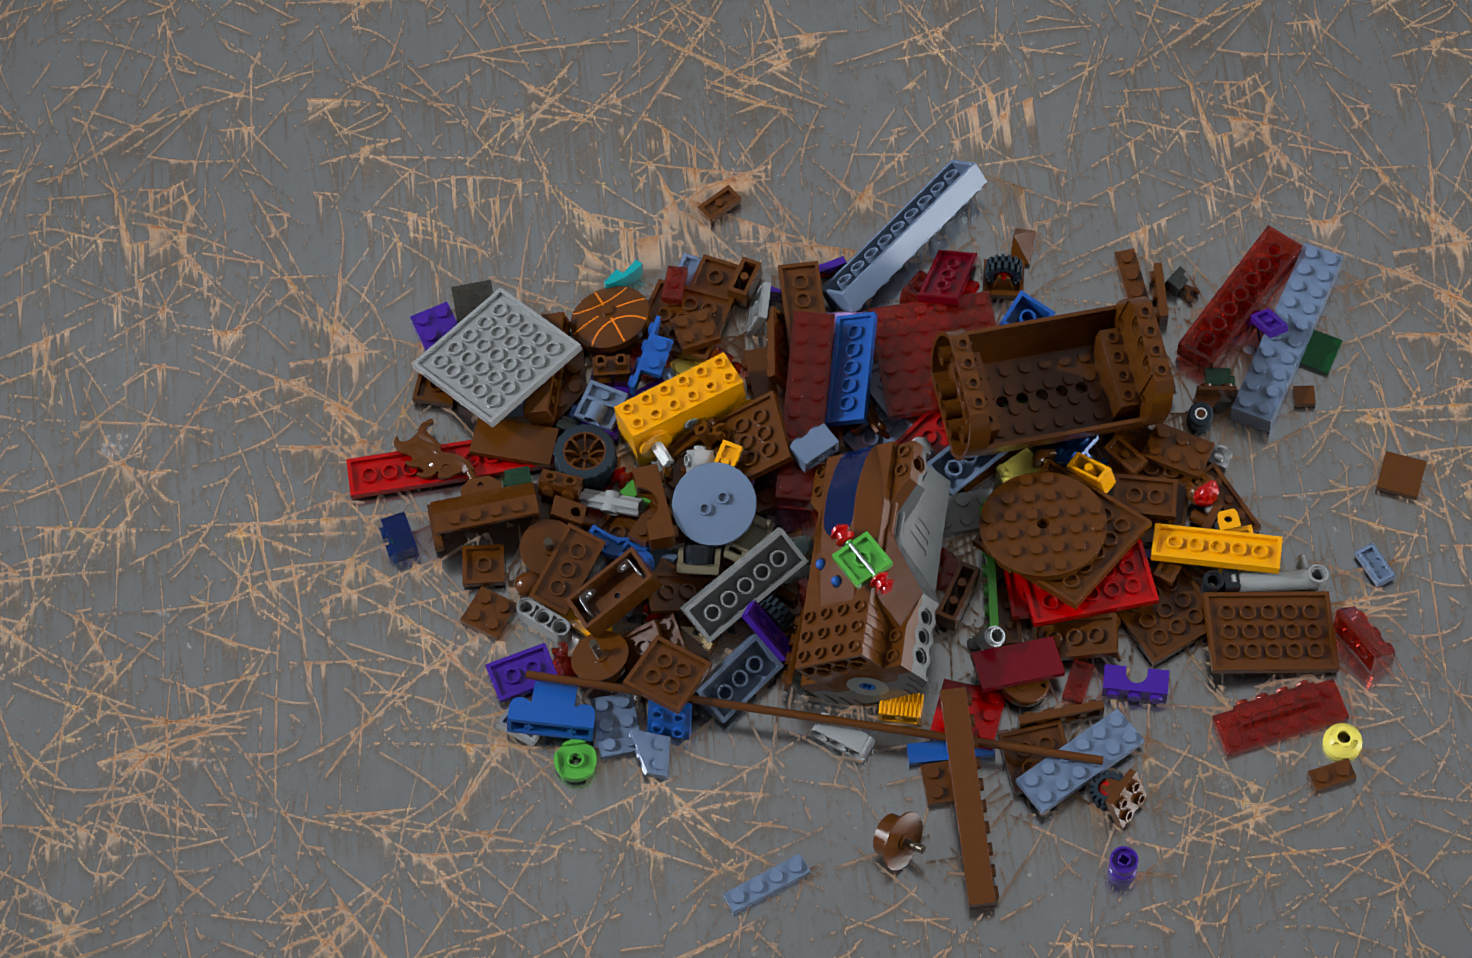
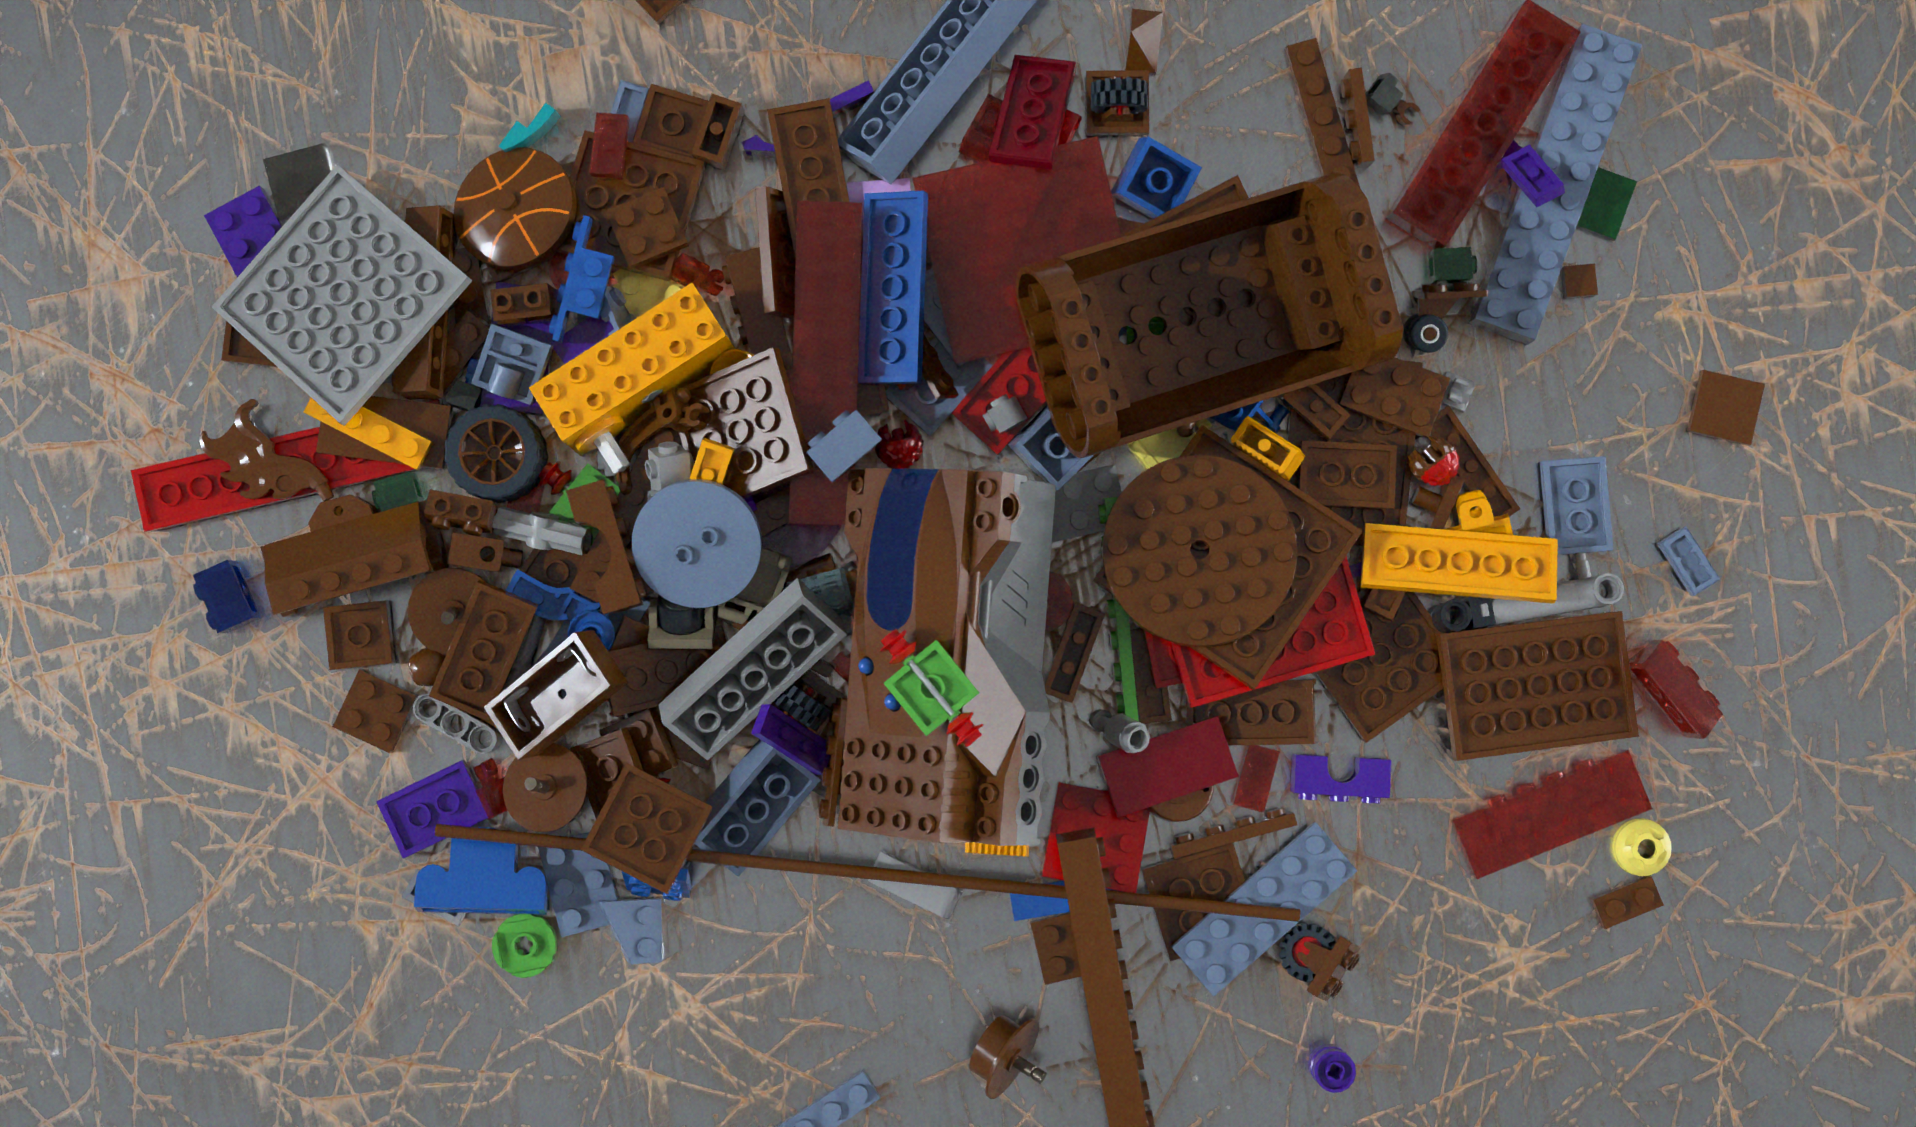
camera: 10 degrees left, 25 degrees up
(507, 438) = (378, 433): none -> light orange plate
(758, 308) = (743, 181): light grey tile -> none
(1300, 527) = (1577, 504): none -> sand blue plate

